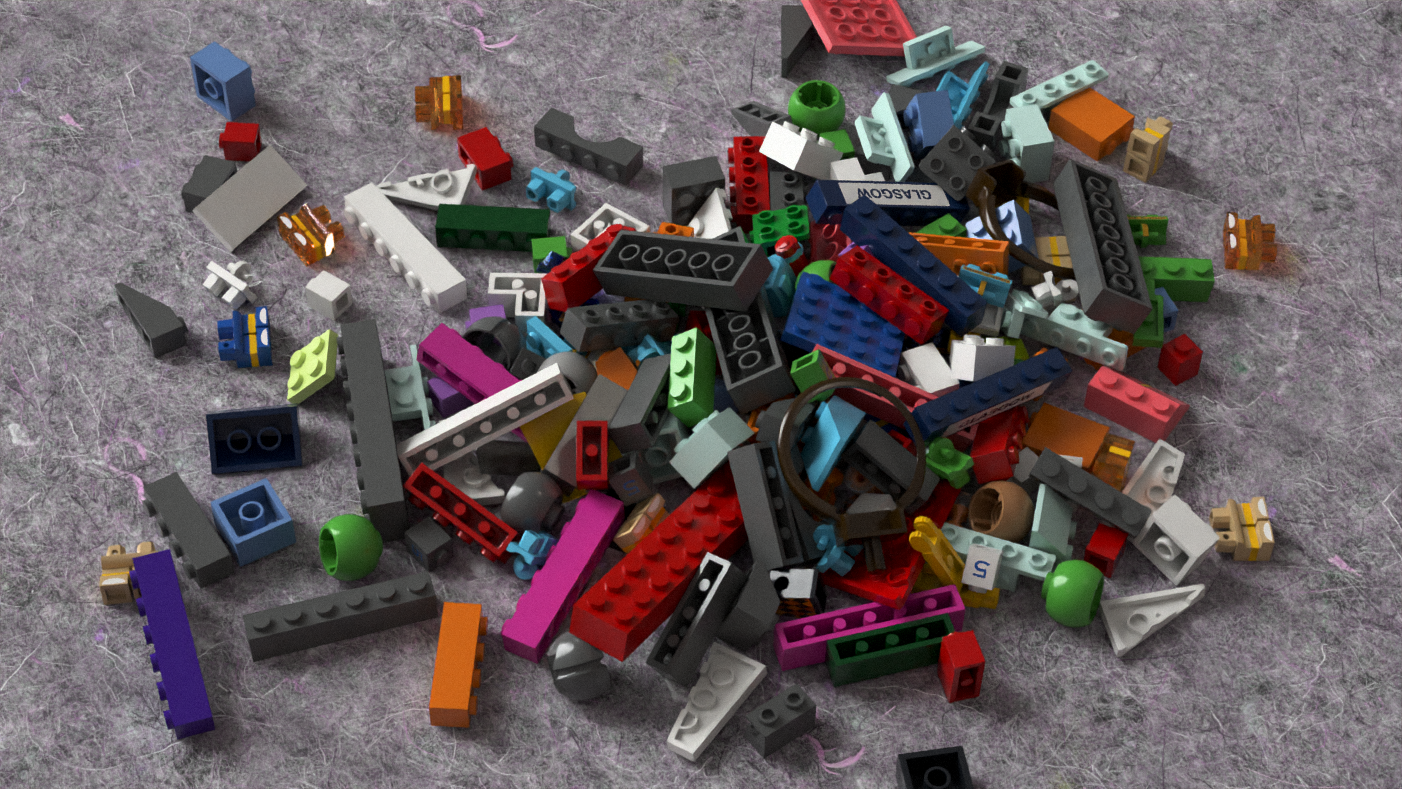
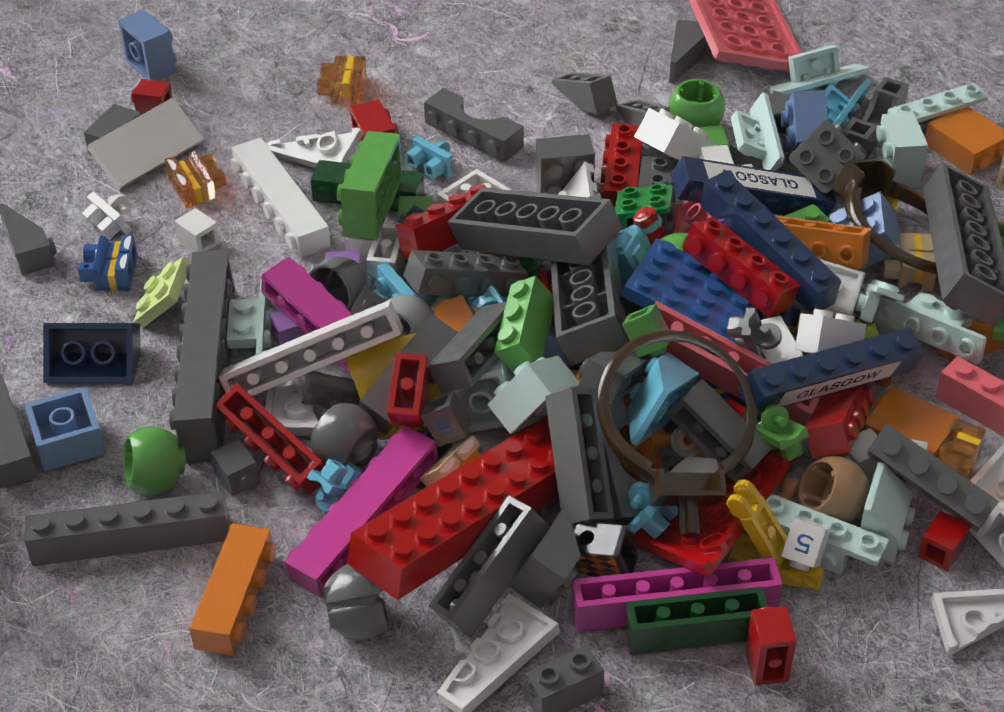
camera: 10 degrees right, 5 degrees down
(505, 234) = (370, 185): none -> bright green brick
(700, 96) = (588, 91): none -> dark grey slope
(911, 368) = (752, 333): none -> dark grey hips
(990, 287) = (848, 268): medium azure hips -> none
(1052, 295) = (911, 285): white hips -> none
(1073, 593) = (904, 580): bright green wheel -> none

